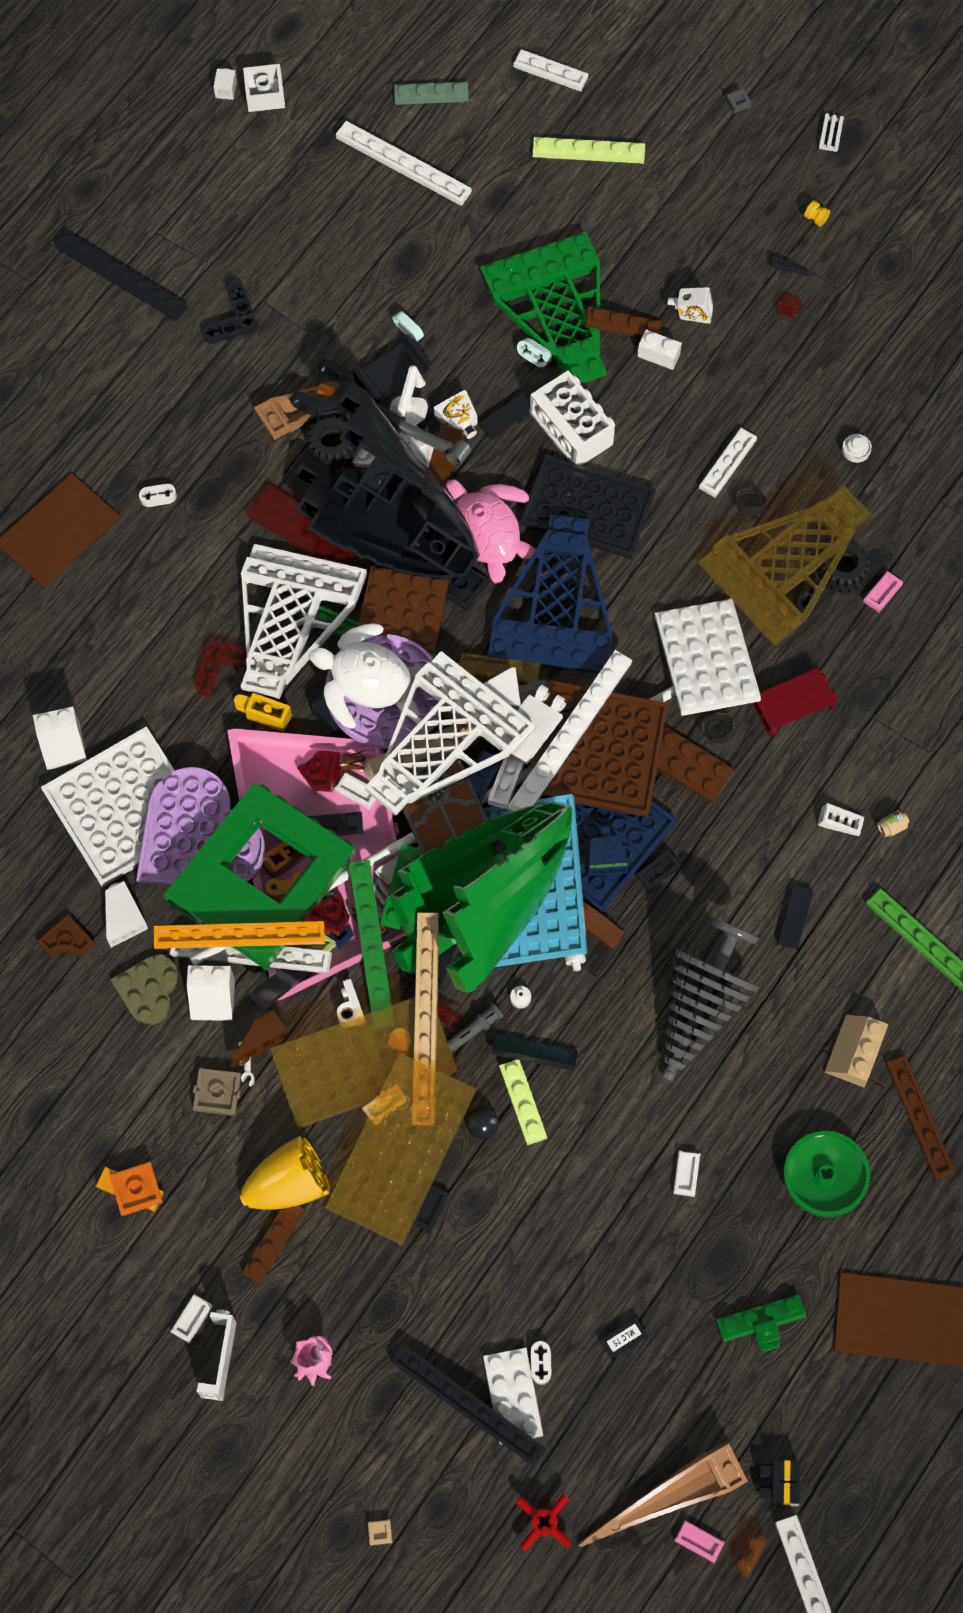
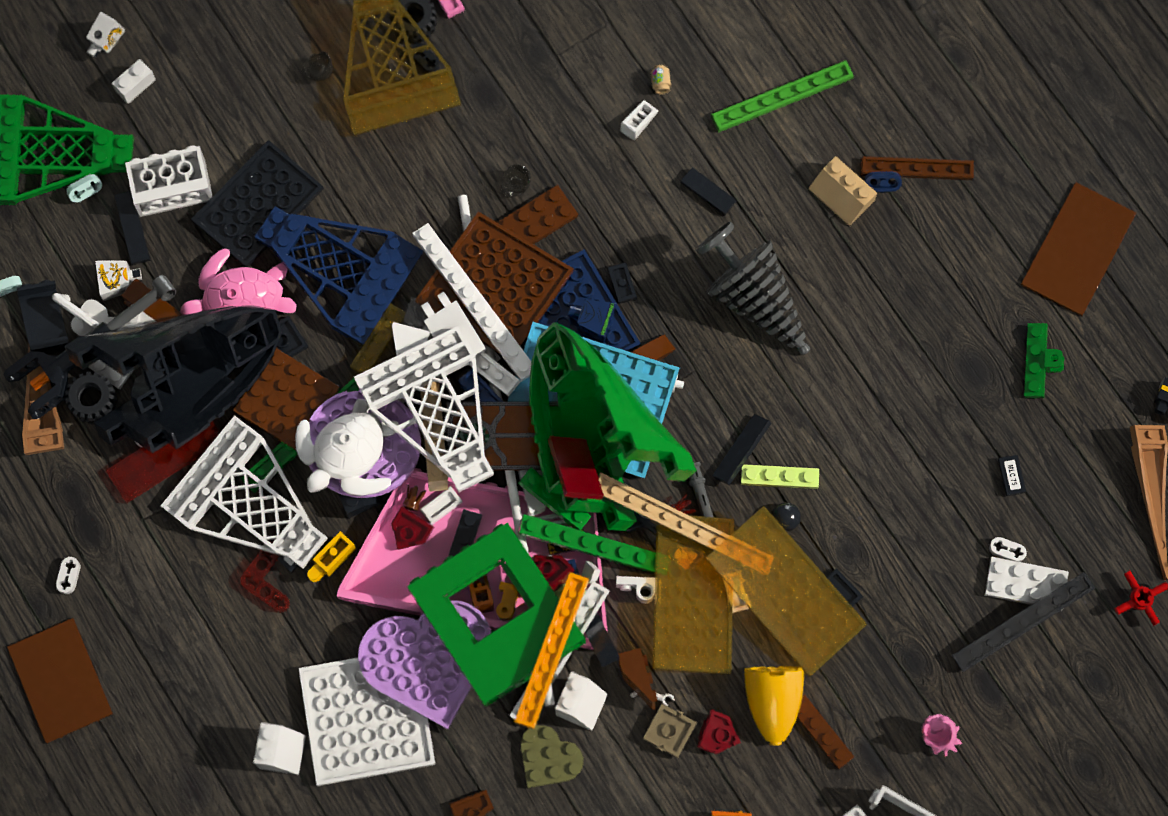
camera: 70 degrees left, 5 degrees up
(122, 915) = (470, 754): white slope -> none
(231, 1139) = (717, 733): none -> dark red plate
(345, 953) = (590, 571): none -> white tile
(380, 1532) = (1100, 735): tan tile -> none
(431, 886) = (575, 467): none -> dark red tile
(520, 1001) = (690, 444): white tile -> none
(620, 322) = (92, 102): reddish brown plate -> none
(686, 1173) = (893, 369): white tile -> none
(707, 657) = (446, 163): white plate -> none
(728, 462) = (268, 71): white tile -> none
(794, 700) = (518, 110): dark red panel -> none
(826, 1174) = (939, 258): green dish -> none
(887, 1086) = (882, 181): none -> dark blue plate

